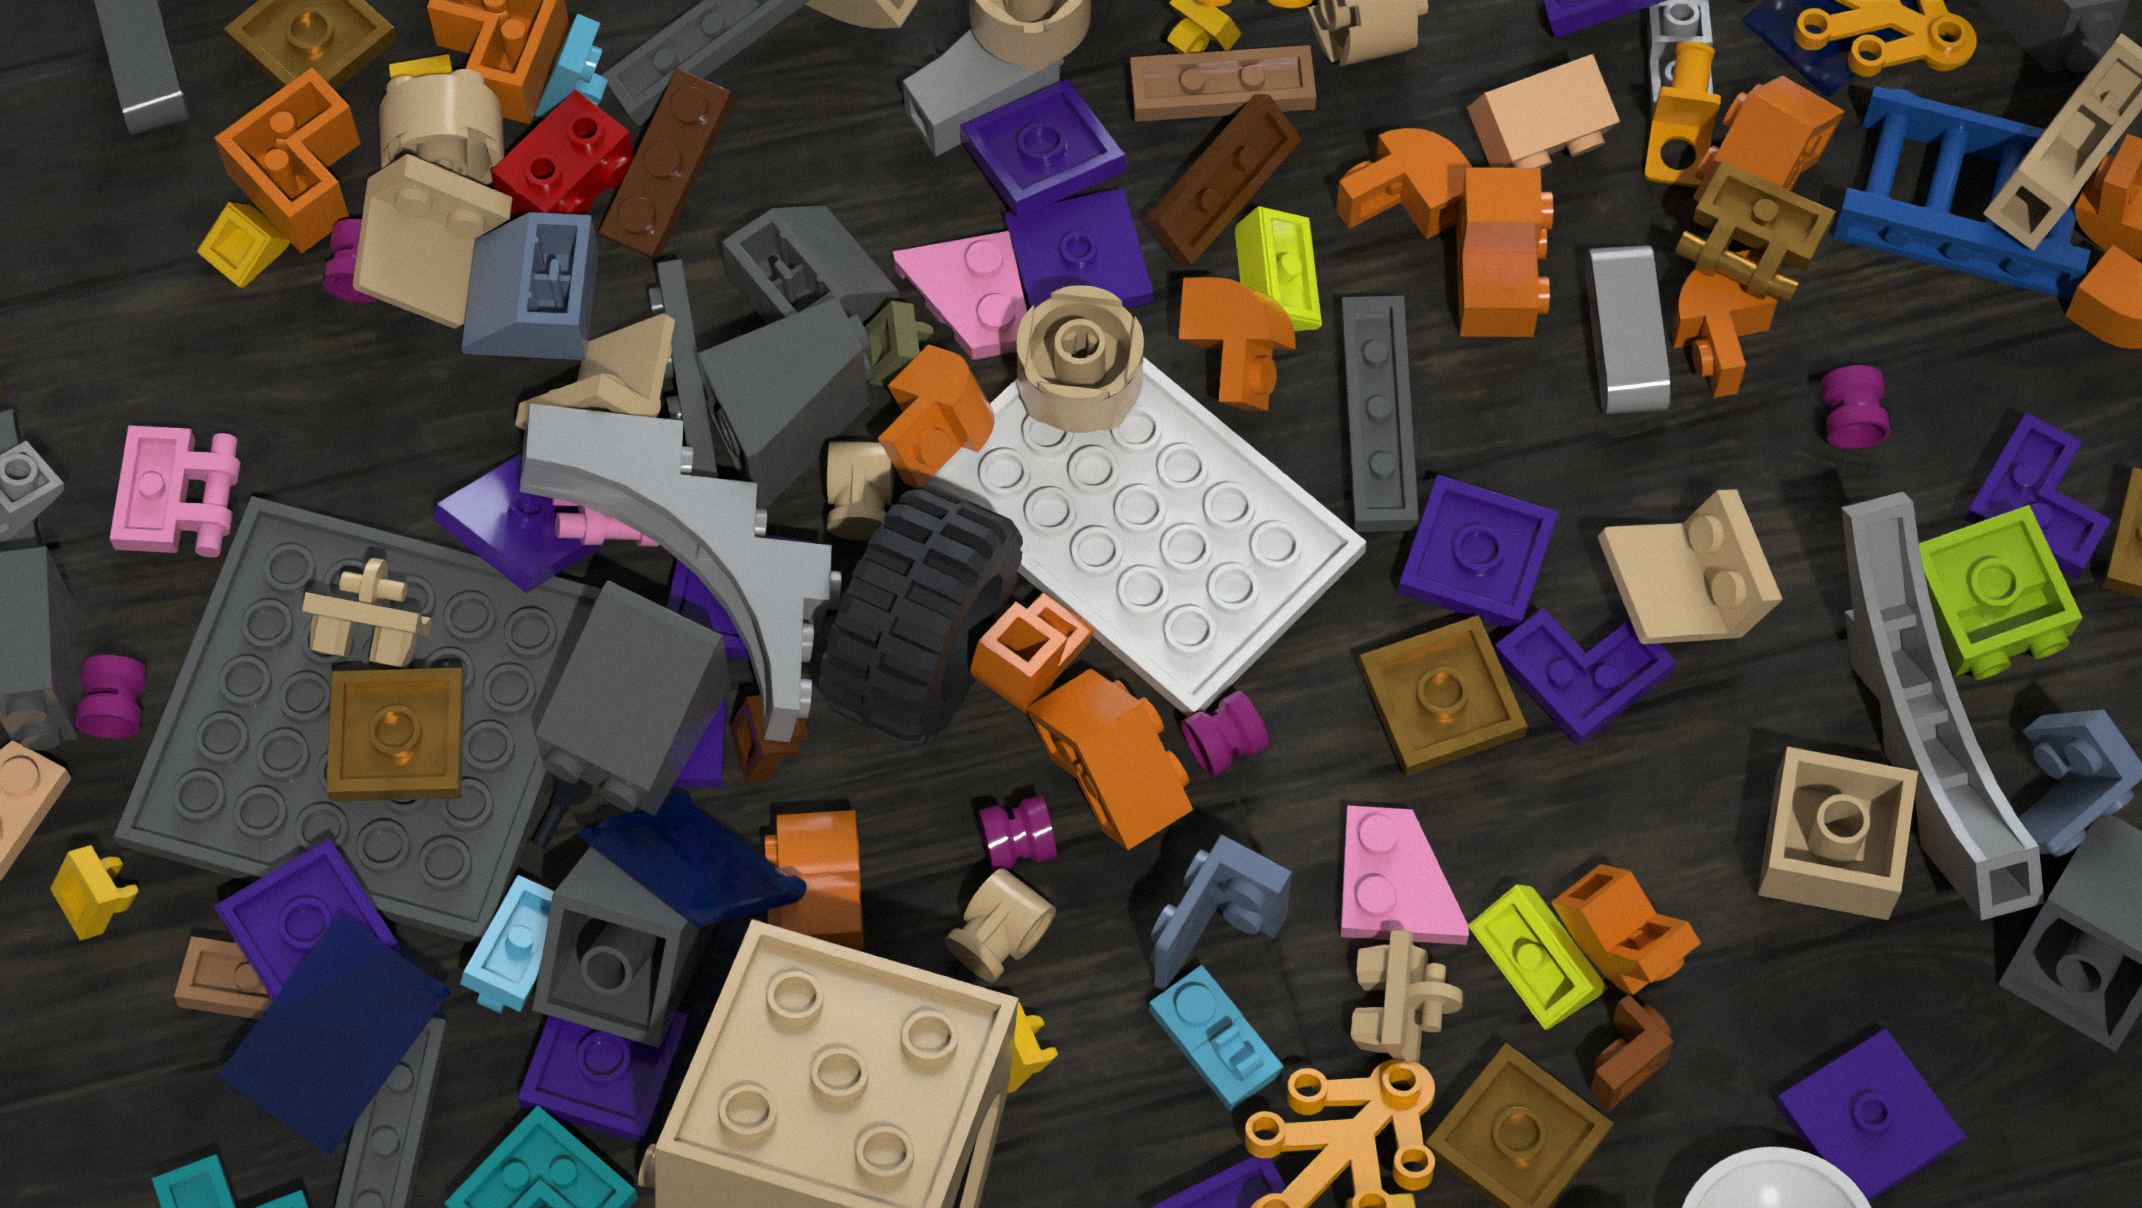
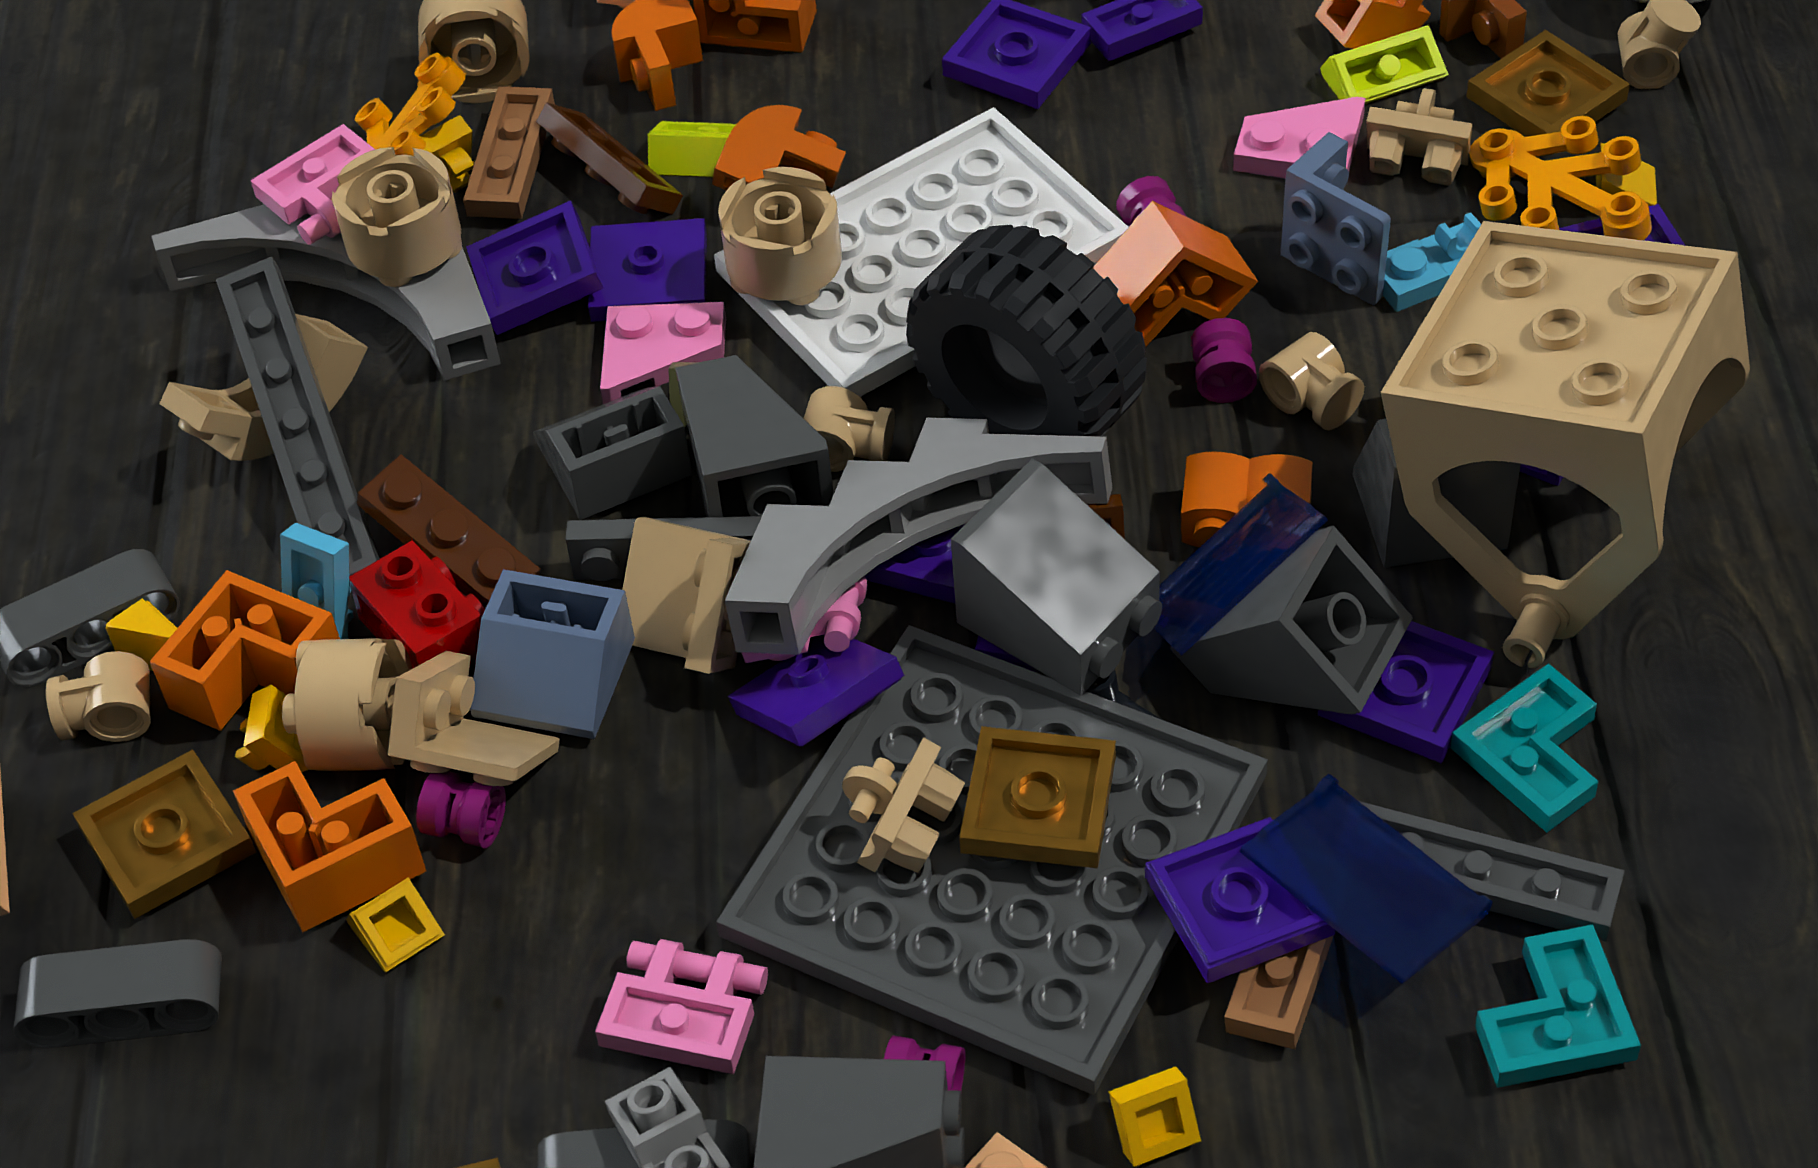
camera: 75 degrees left, 15 degrees down
(512, 948) = (1283, 732): medium azure plate -> none
(939, 416) = (789, 341): orange brick -> none
(1379, 414) = (870, 92): dark grey plate -> none
(1442, 696) = (1144, 87): pearl gold plate -> none

